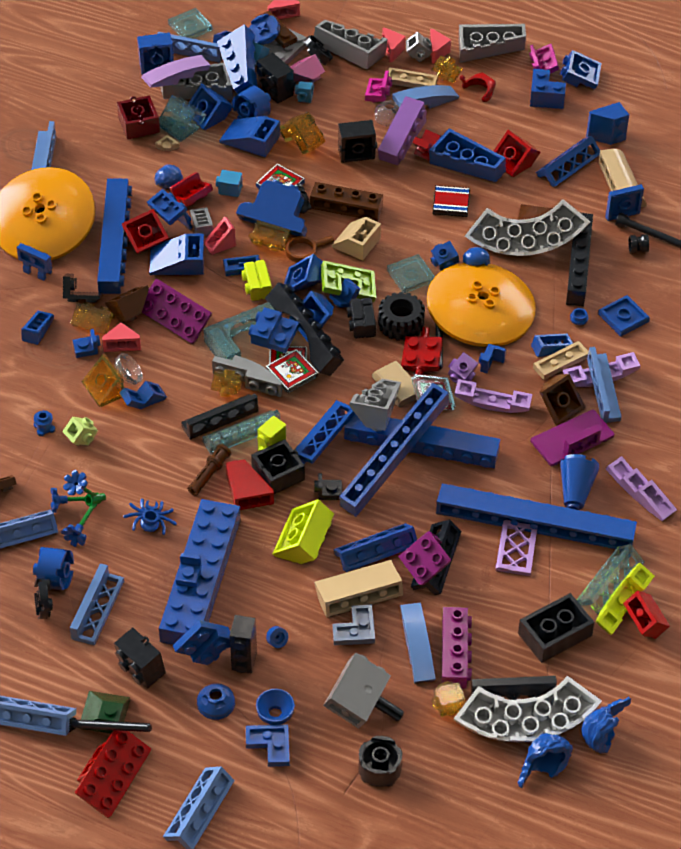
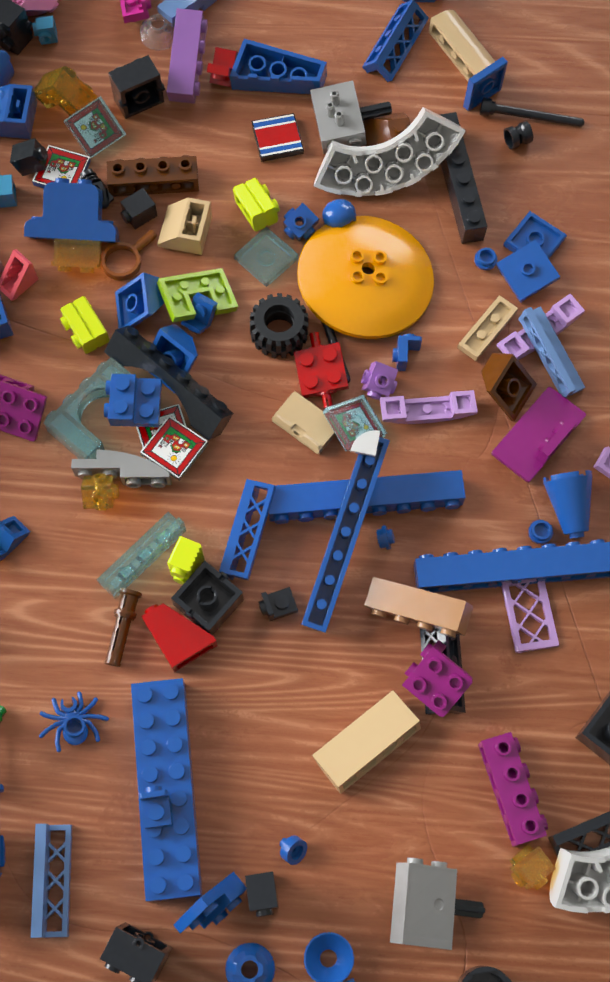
camera: 20 degrees left, 20 degrees up
(220, 416) = (107, 540): black fence -> none
(234, 269) = (53, 313): blue tile -> none
(259, 166) = (29, 157): none -> black brick
(304, 532) = (271, 683): neon yellow slope -> none
(315, 160) = (95, 127): none -> clear light blue tile
(326, 219) = (138, 209): none -> black brick
(359, 631) = (390, 801): sand blue plate -> none
(362, 318) = (232, 341): black brick -> none
(376, 404) = (297, 470): light grey wedge -> none
(376, 547) = (368, 672): blue fence -> none
(416, 236) = (256, 204): none -> neon yellow brick
(417, 642) = (465, 797): medium blue slope -> none
(426, 468) = (385, 537): none -> blue plate
(429, 388) = (366, 443): none -> white tile
(430, 510) = (418, 606): none -> brick
(505, 195) = (340, 116): none -> light grey piece
(518, 153) = (332, 46): red slope -> none
(544, 344) = (457, 317): blue slope -> none
(547, 497) = (540, 532): none -> blue plate
(608, 331) = (528, 271): none -> blue plate

